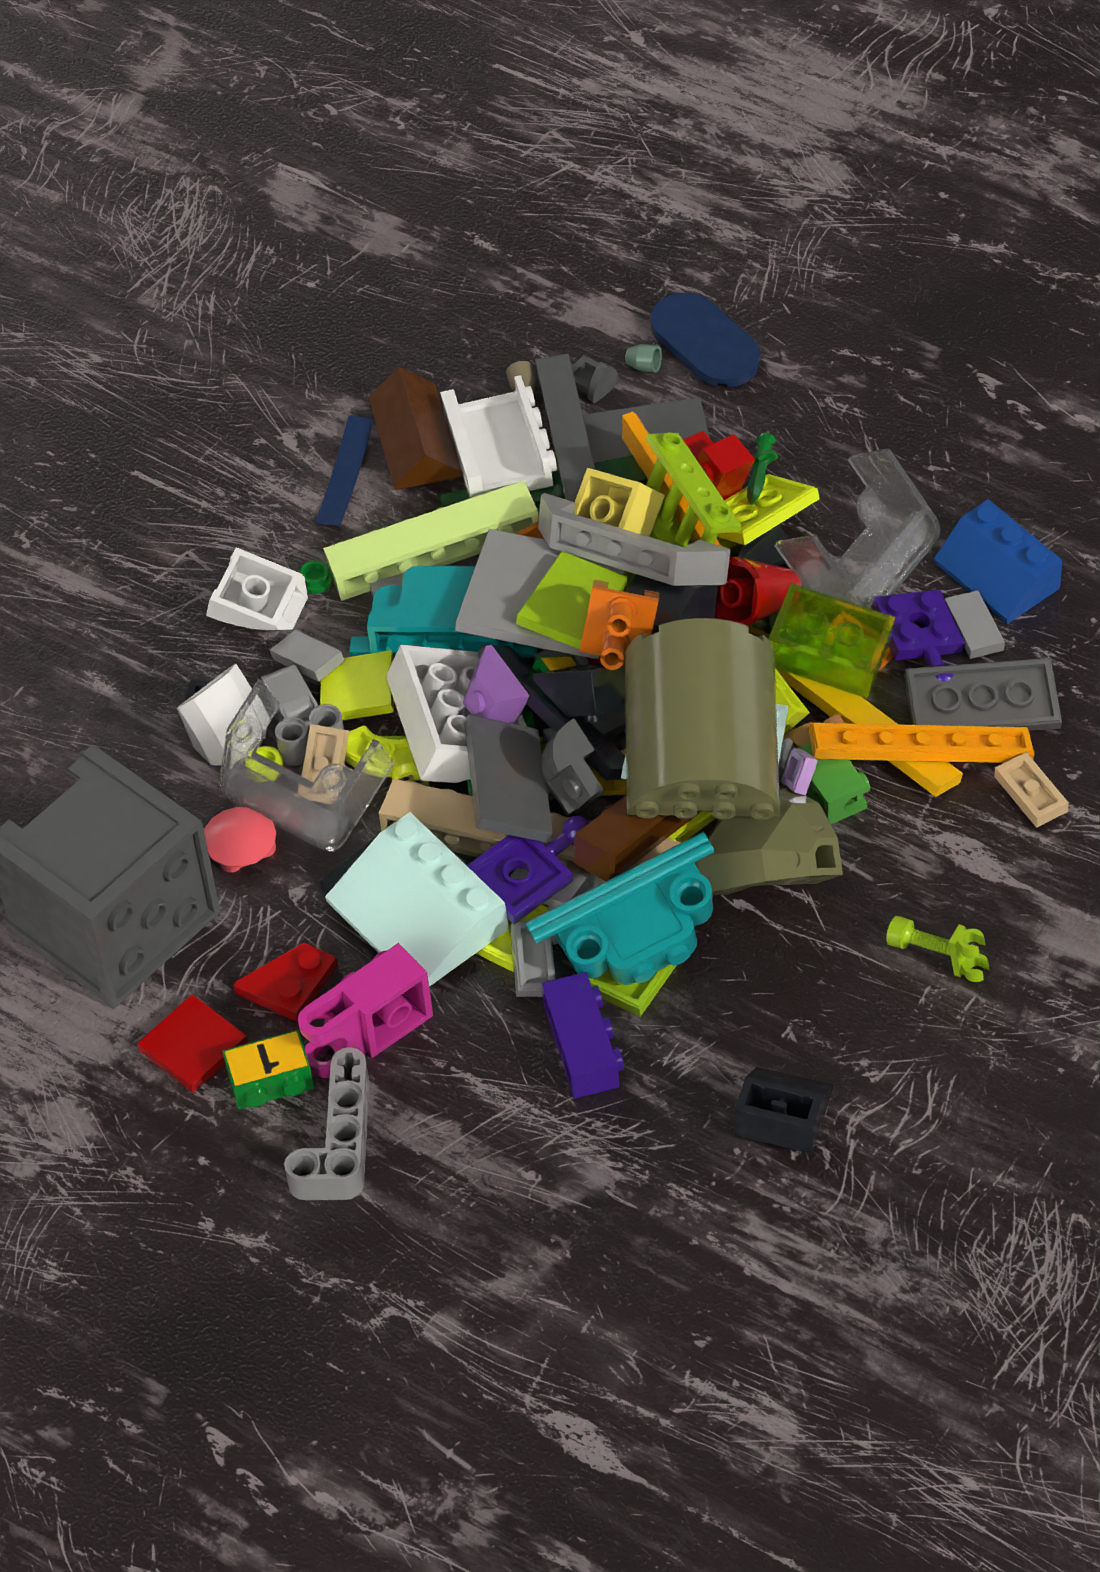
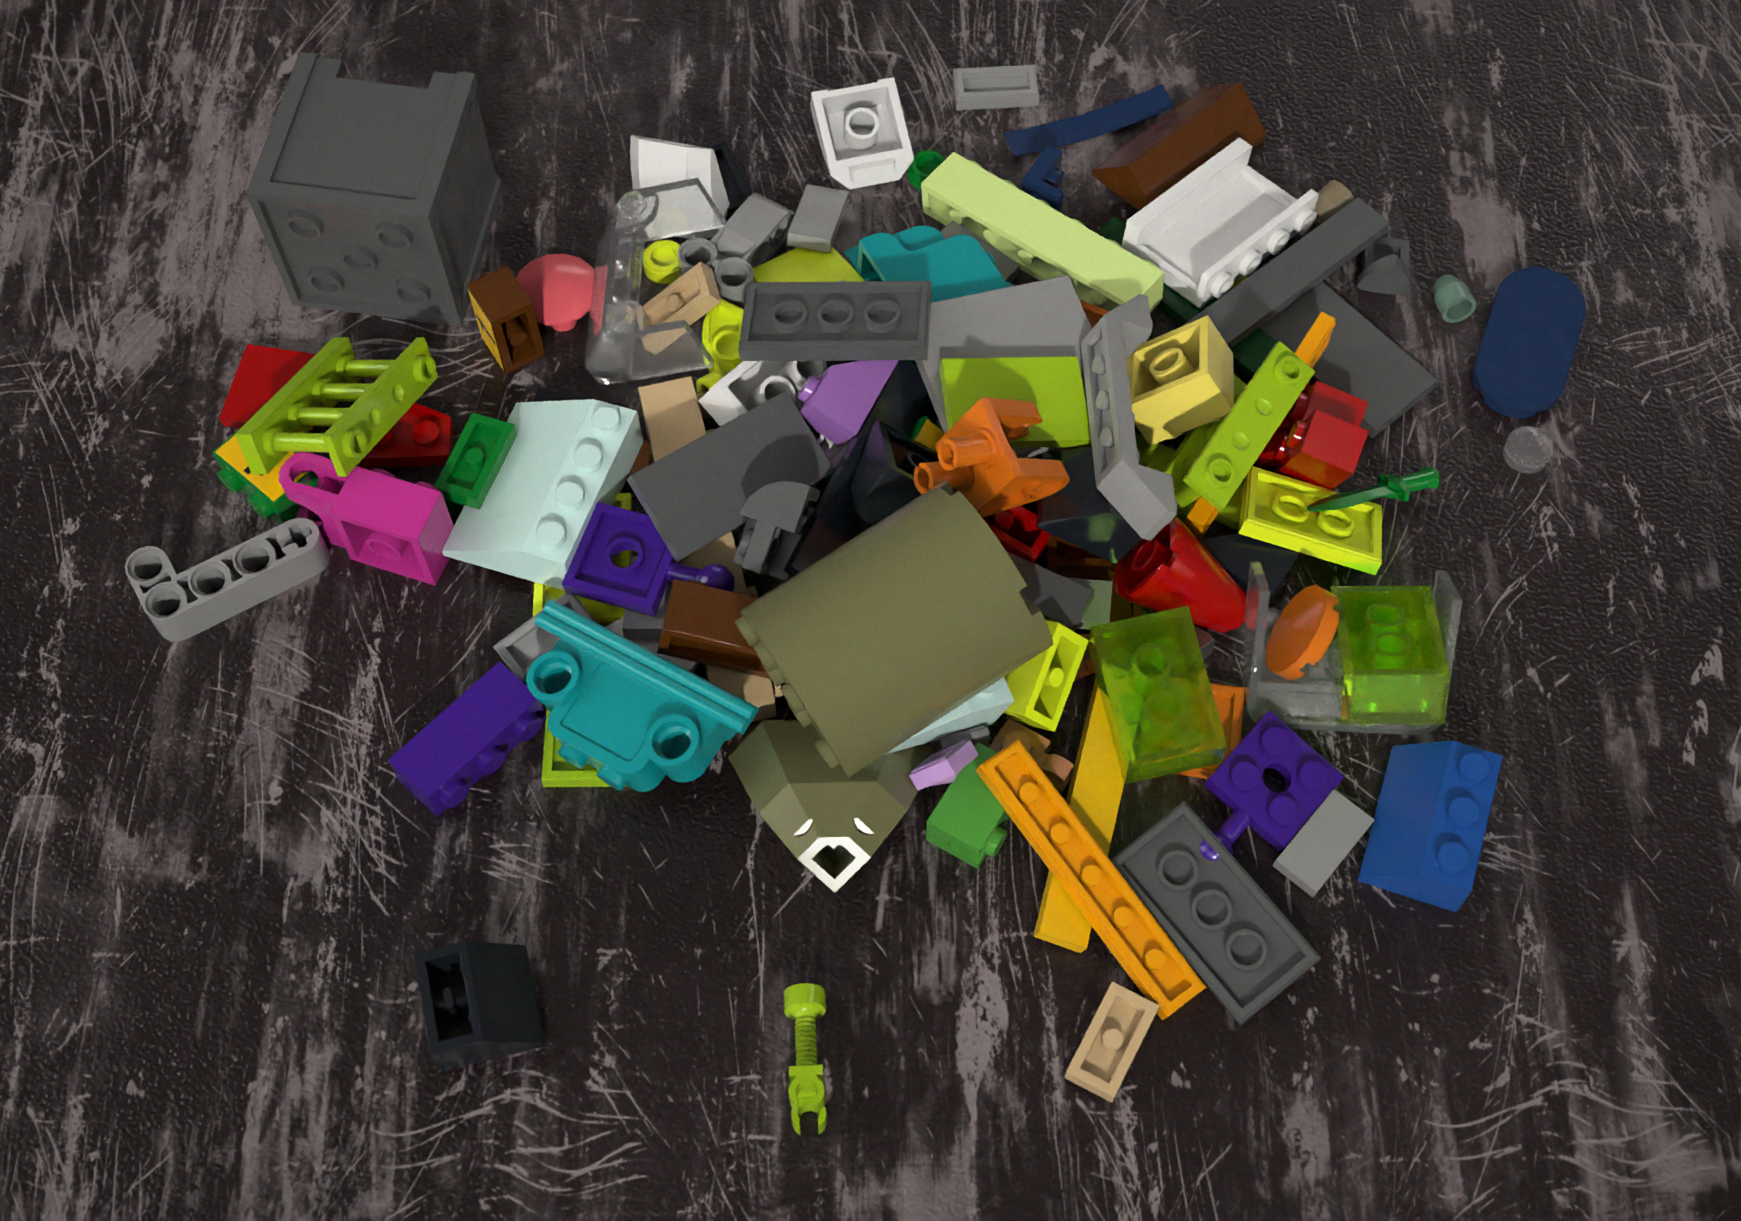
camera: 55 degrees right, 10 degrees up
(254, 1014) = (313, 391): none -> lime fence
(257, 865) = (506, 319): none -> reddish brown brick
(270, 508) = (995, 87): none -> light grey tile
(361, 930) = (475, 462): none -> green panel
(378, 514) = (1045, 178): none -> dark blue bracket
(439, 658) = (836, 321): none -> dark grey tile
(781, 383) = (1527, 449): none -> clear tile
(845, 541) = (1302, 632): none -> orange tile
(889, 510) = (1389, 656): none -> clear neon green brick

